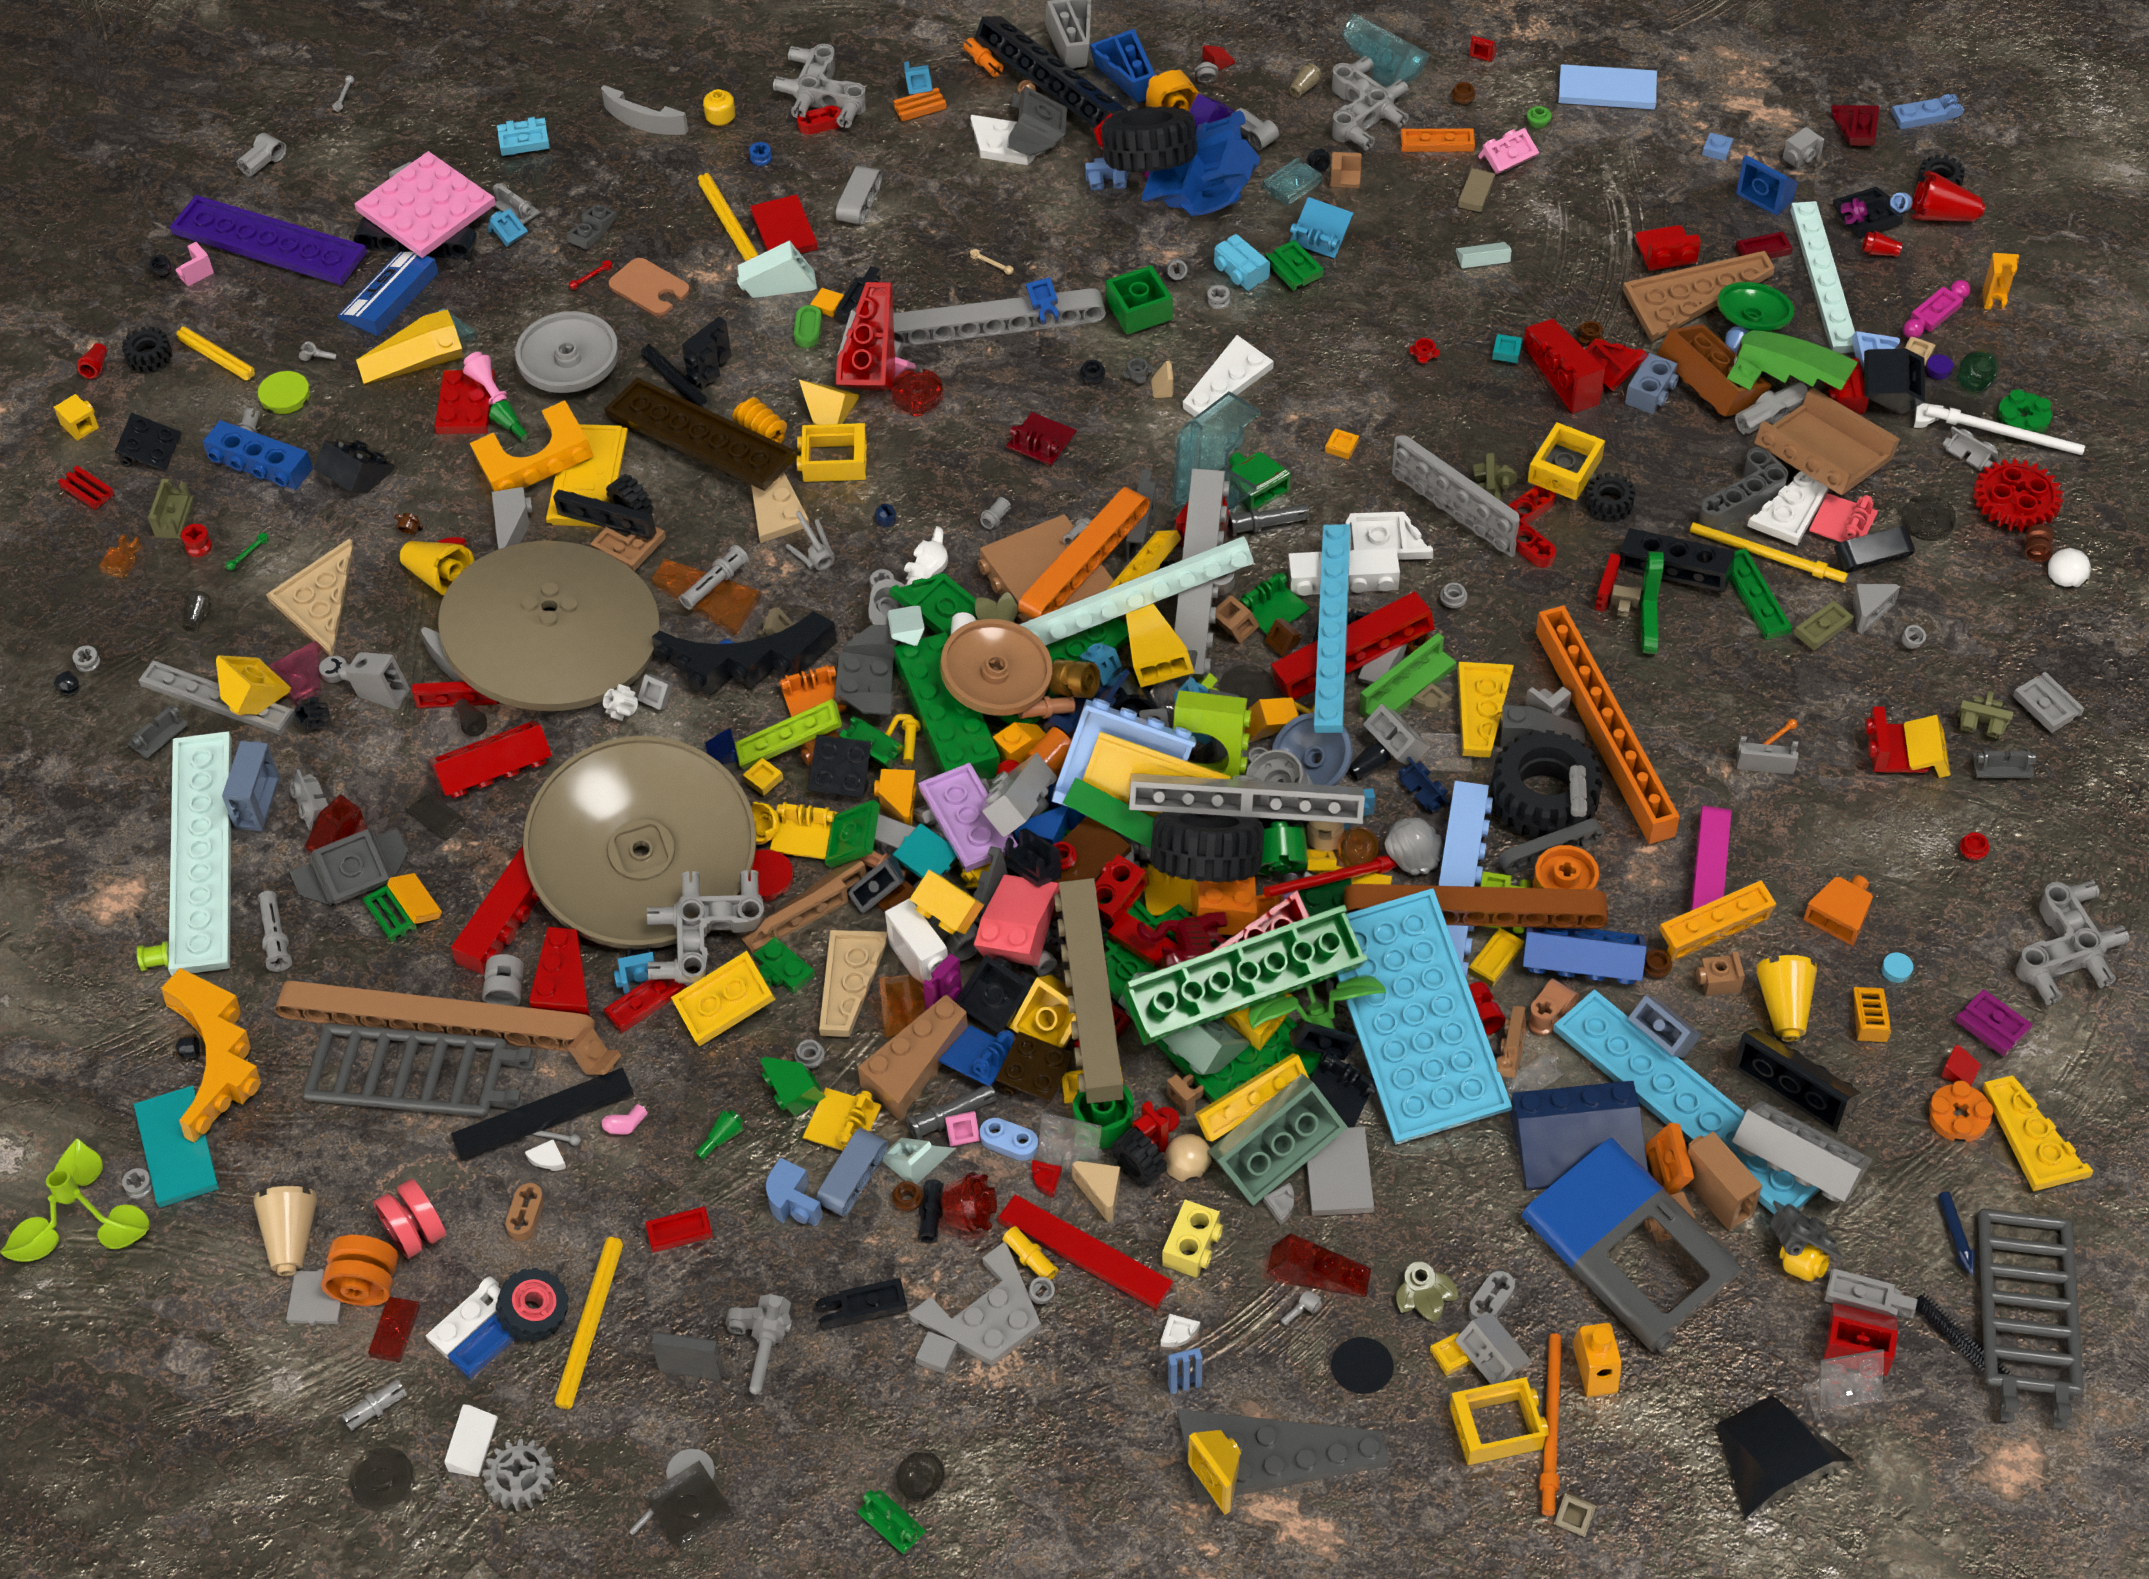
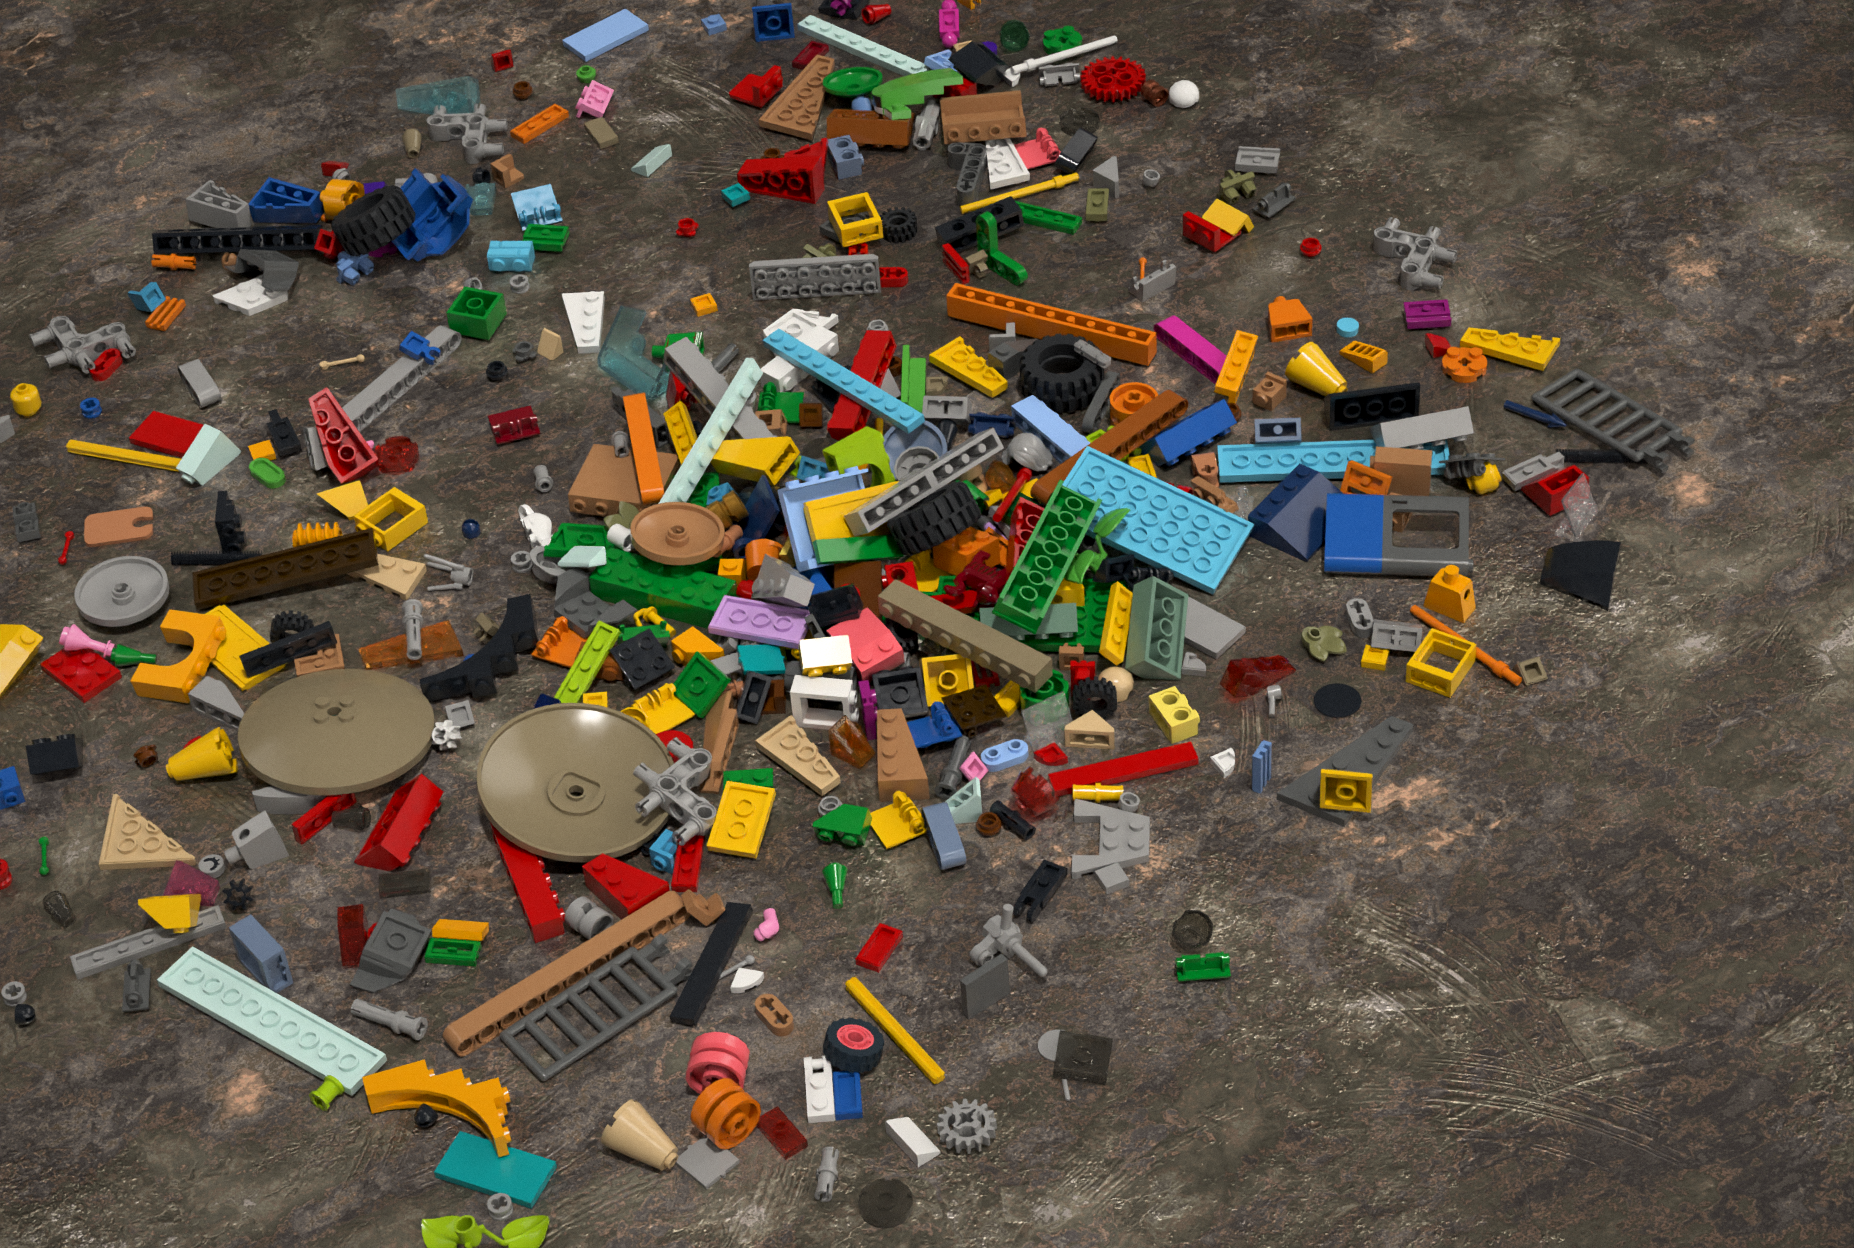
camera: 45 degrees left, 10 degrees down
(305, 791) = (305, 940): light grey hinge -> none
(786, 1194) = (920, 879): medium blue brick -> none

